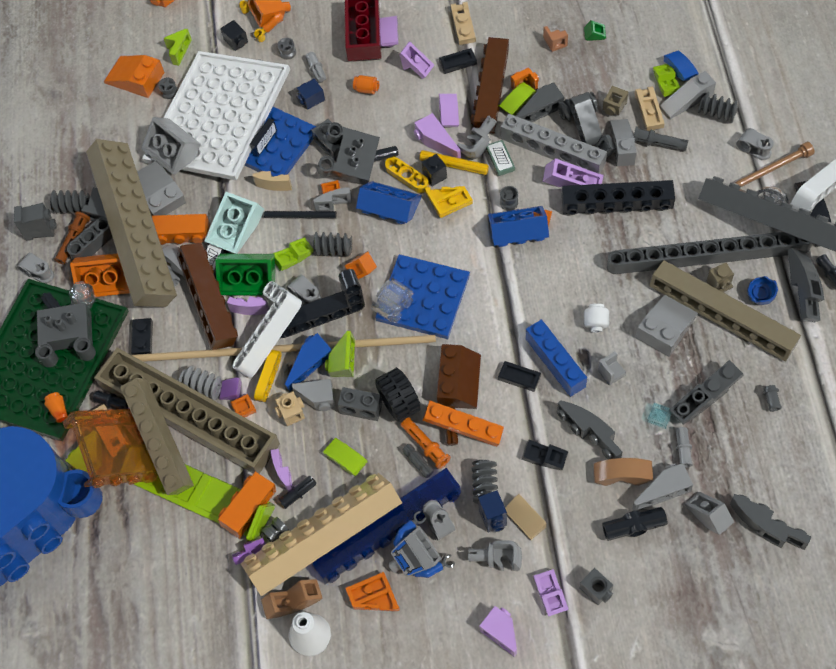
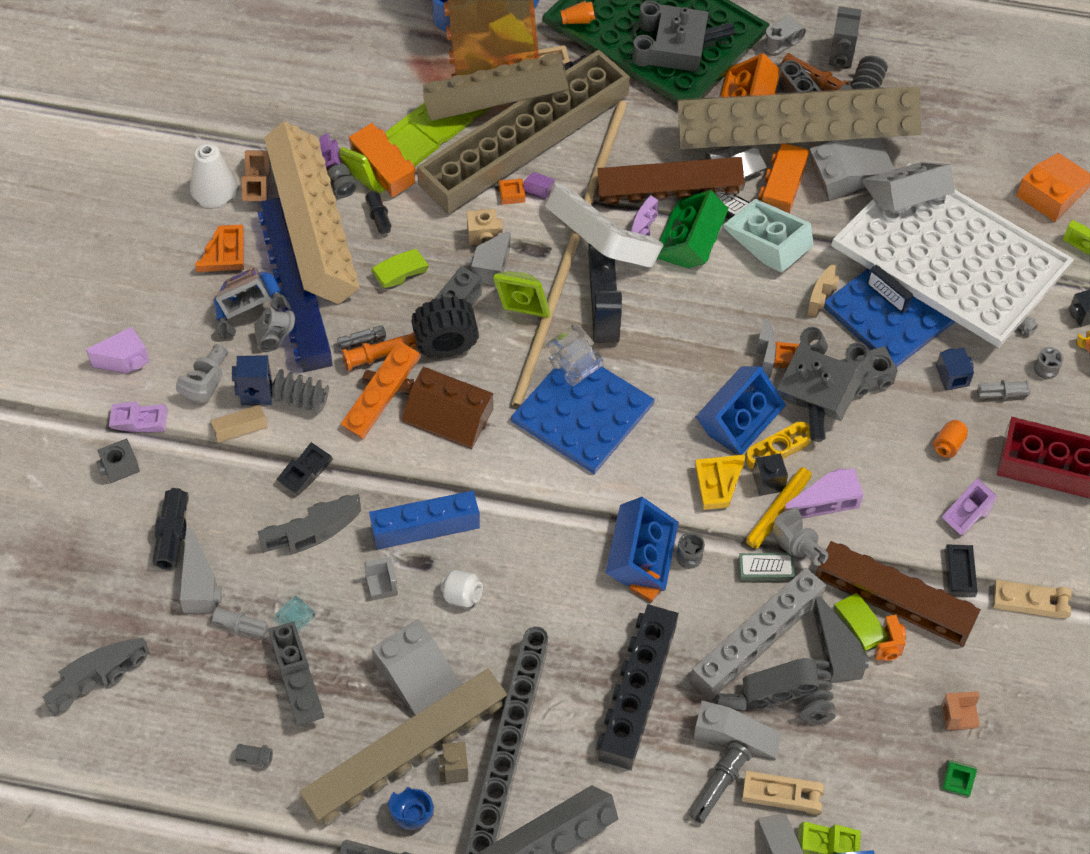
camera: 100 degrees right, 5 degrees down
(82, 293) = (717, 61): clear head -> none
(142, 336) = (647, 117): black plate -> none
(168, 88) = (1018, 209): dark grey wheel -> none
(202, 382) = (556, 153): light grey piece -> none
(267, 376) = (539, 220): yellow beam -> none
(283, 472) = (402, 203): lavender slope -> none
(295, 253) = (702, 288): lime slope -> none
(300, 214) = (761, 312): black bar -> none
(304, 290) = (642, 282): light grey piece -> none
(311, 356) = (539, 259): blue slope -> none
(330, 244) = (696, 328): dark grey piece -> none
(362, 265) = (652, 352): orange panel -> none
(389, 31) = (1038, 492): lavender slope -> none
(448, 110) = (870, 524): lavender slope -> none
(519, 376) = (422, 478): black tile -> none
(563, 174) = (694, 640): lavender slope -> none
(614, 104) = (808, 736): dark tan brick -> none
(629, 470) = (236, 537): medium nougat brick -> none
(710, 512) = (141, 612): light grey slope -> none

